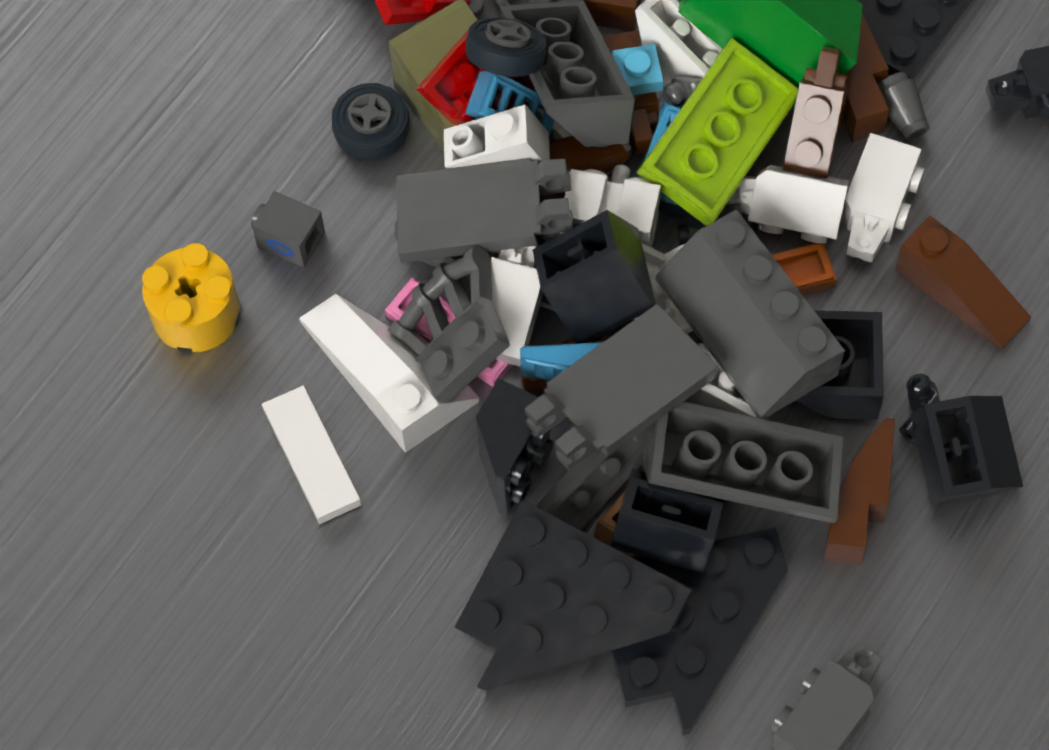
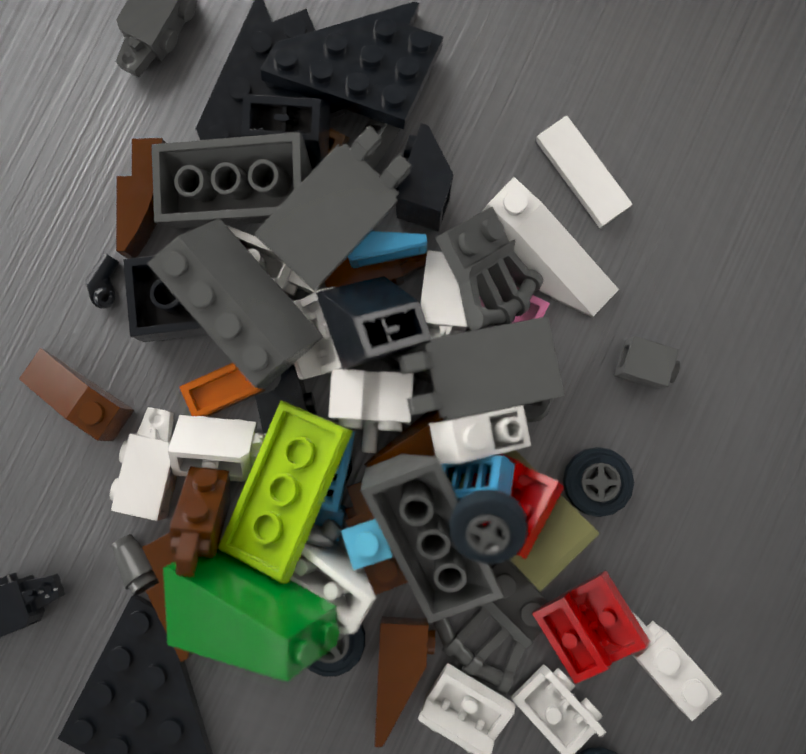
camera: 175 degrees right, 20 degrees up
(191, 298) = (734, 278): yellow brick -> none
(966, 448) = (60, 237): black slope -> none

